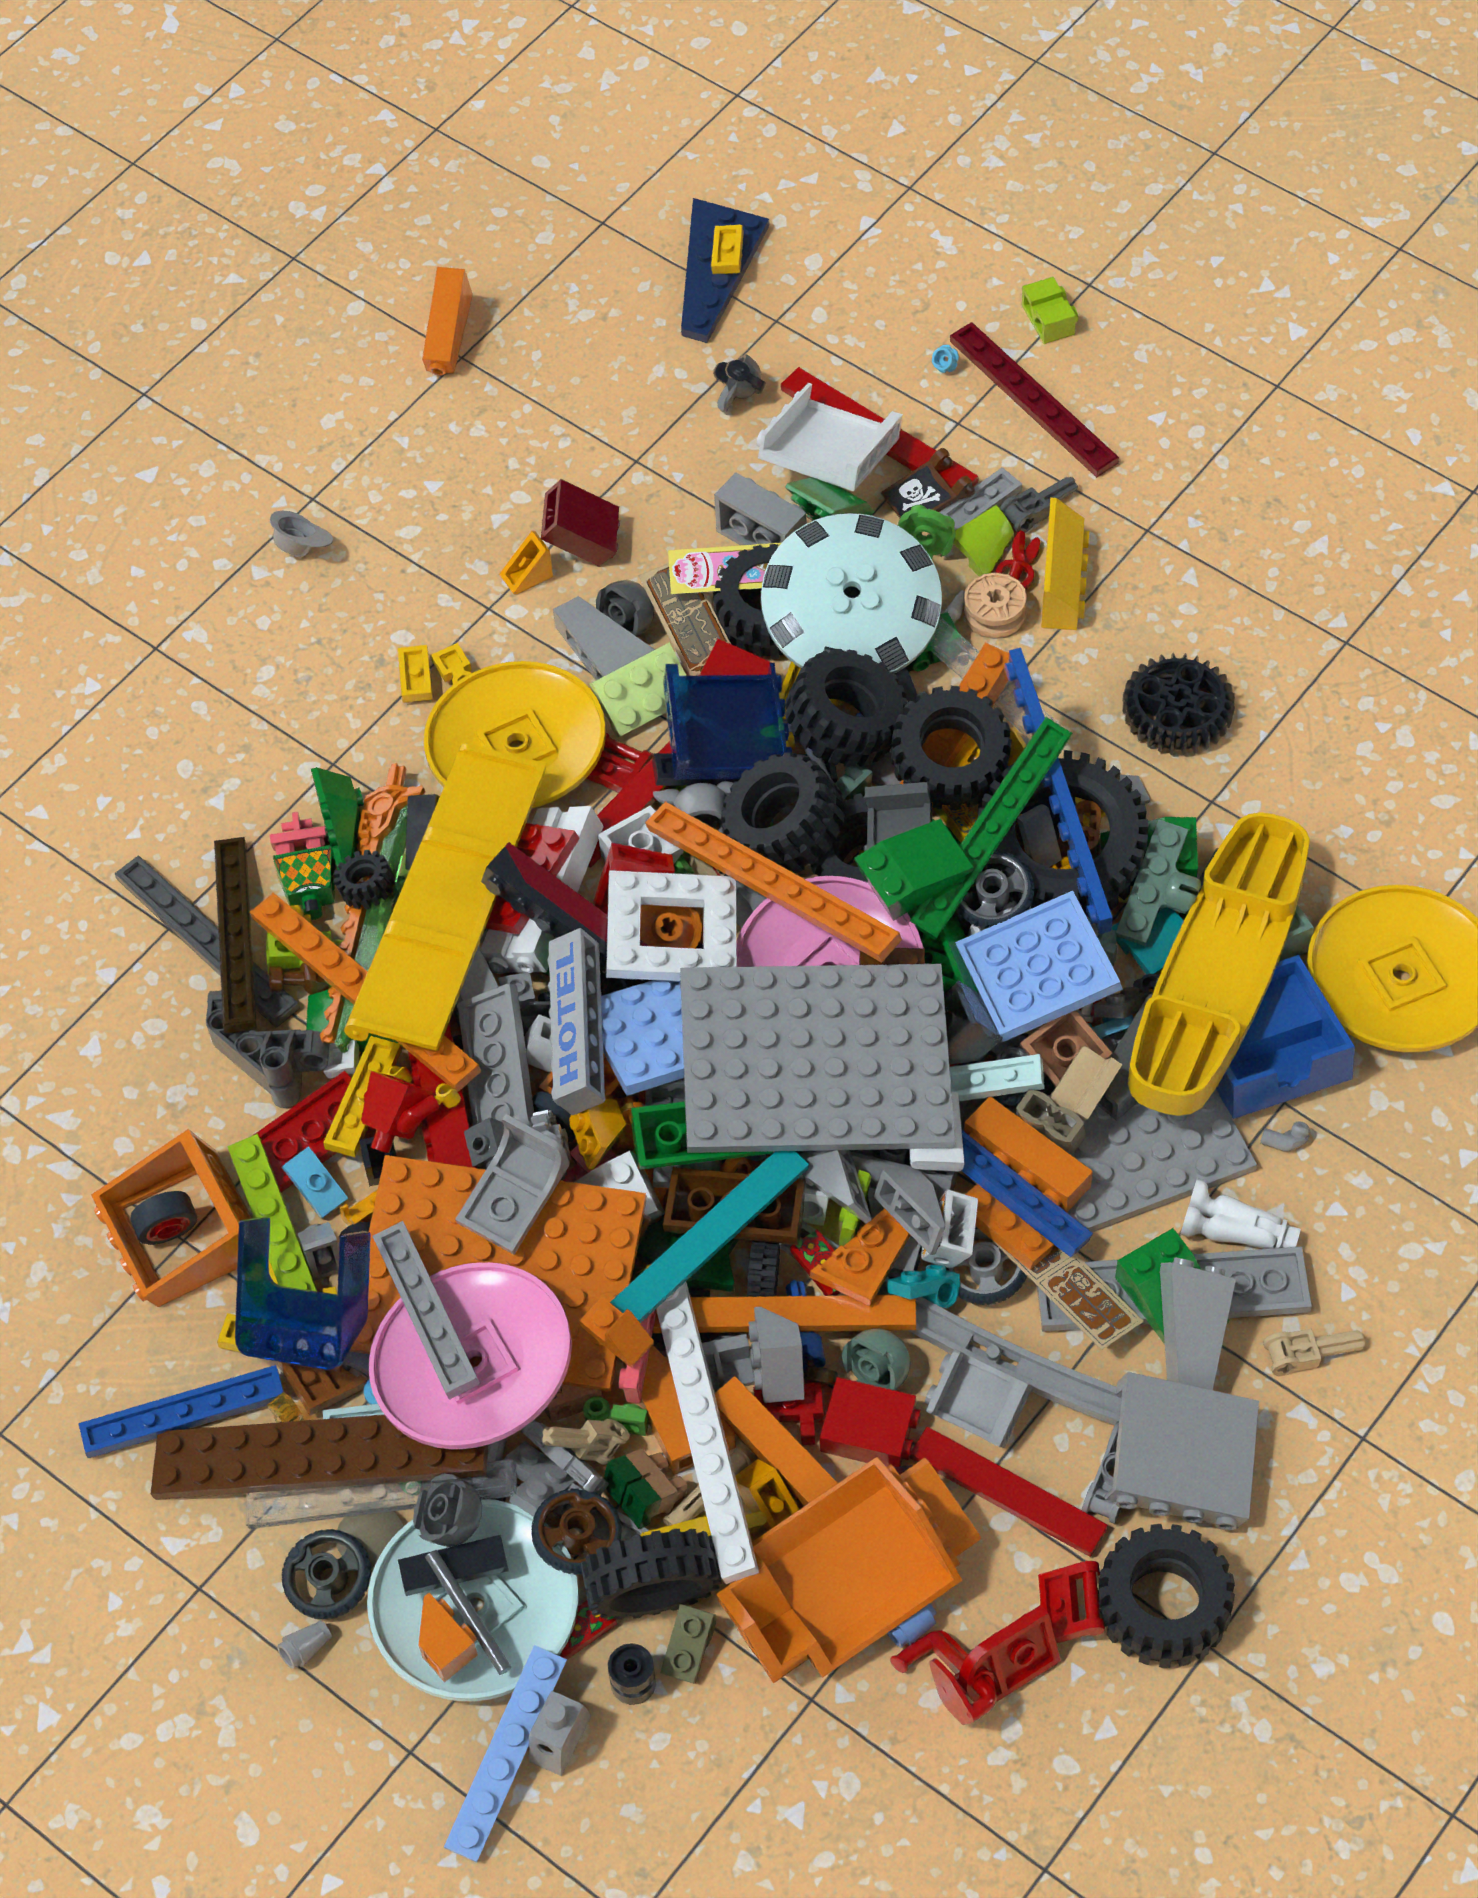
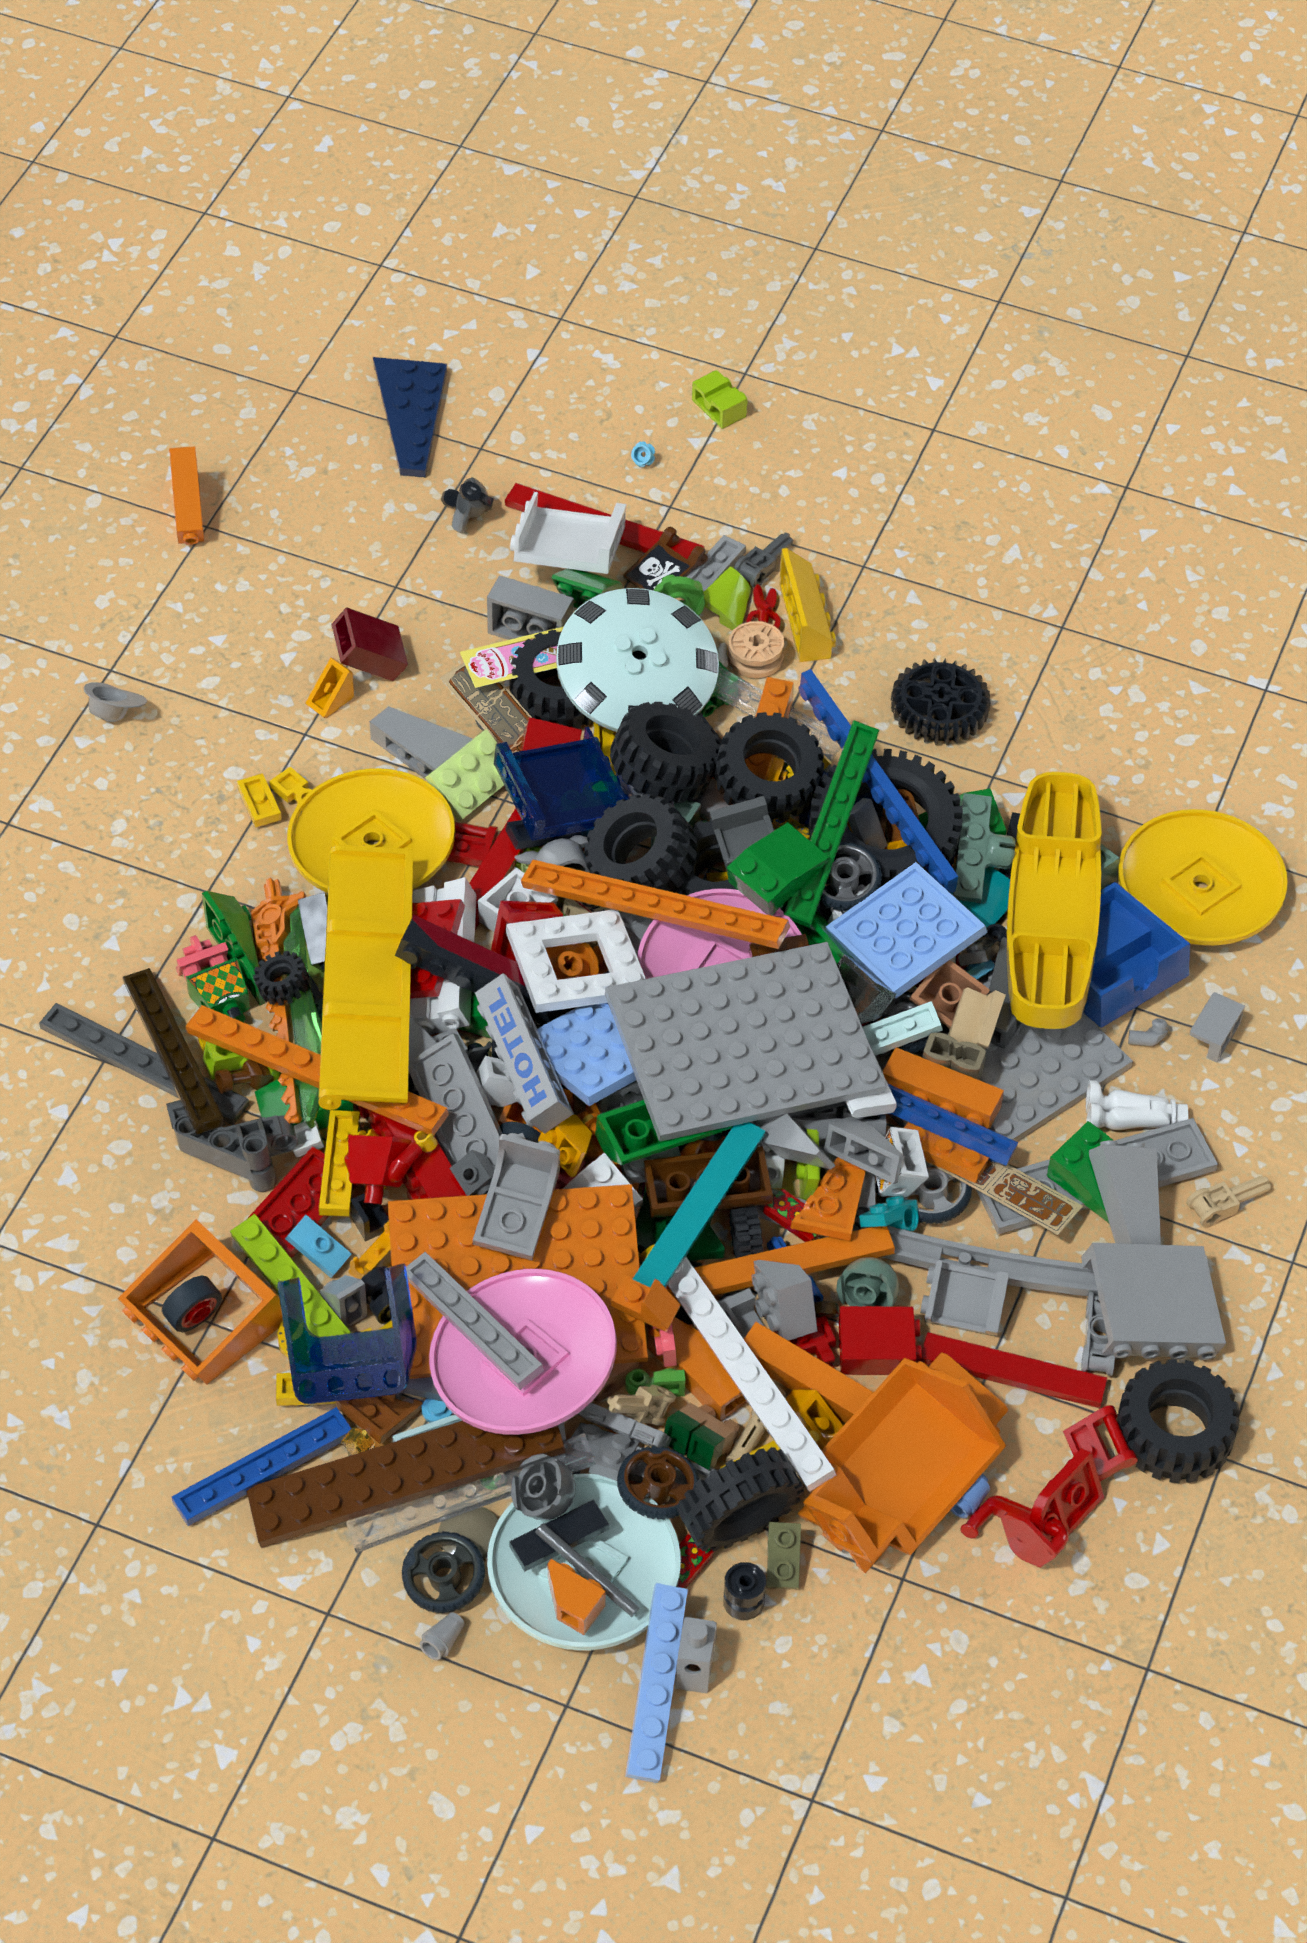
camera: 20 degrees left, 5 degrees down
(627, 605) = (434, 704): dark grey cylinder -> none
(727, 249) = (420, 394): yellow plate -> none
(1034, 399) = (730, 475): dark red tile -> none
(1365, 1143) = (1217, 1024): none -> light grey panel

